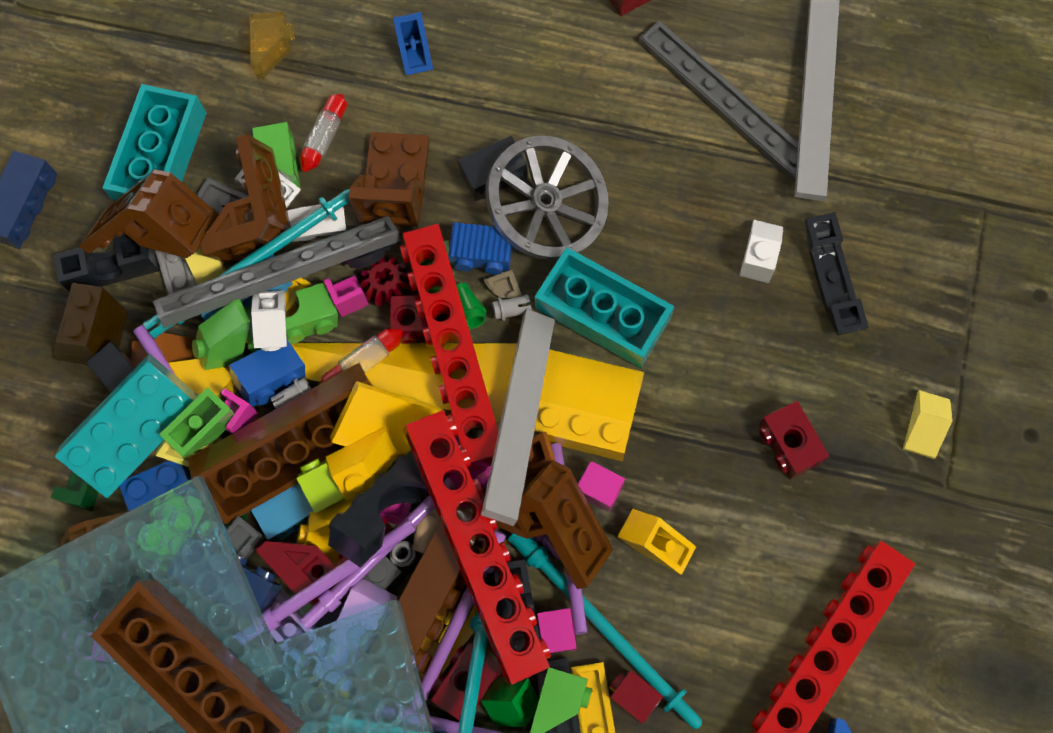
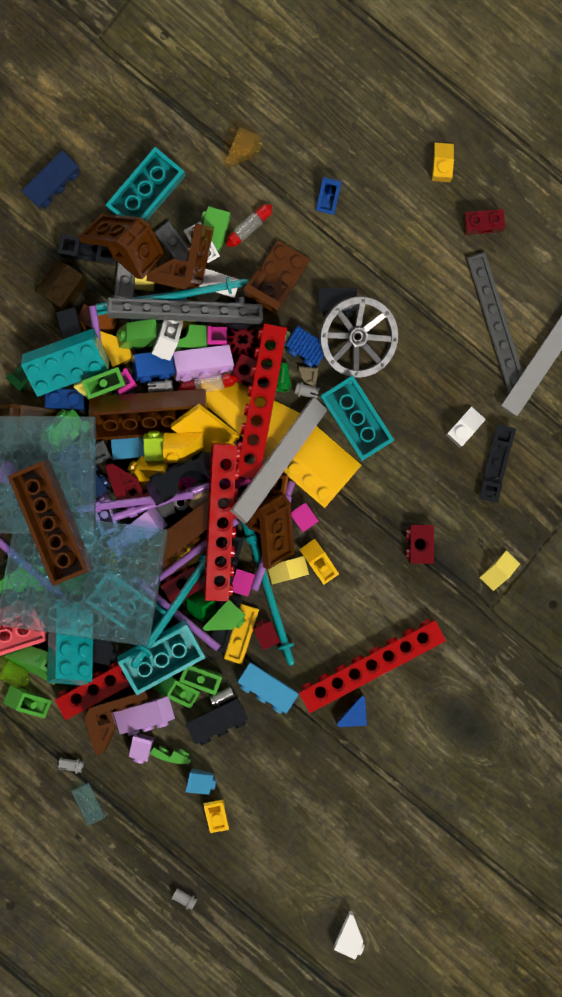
camera: 25 degrees right, 15 degrees up
(338, 334) = (202, 362): none -> lavender brick
(616, 578) = (288, 570): none -> light yellow slope

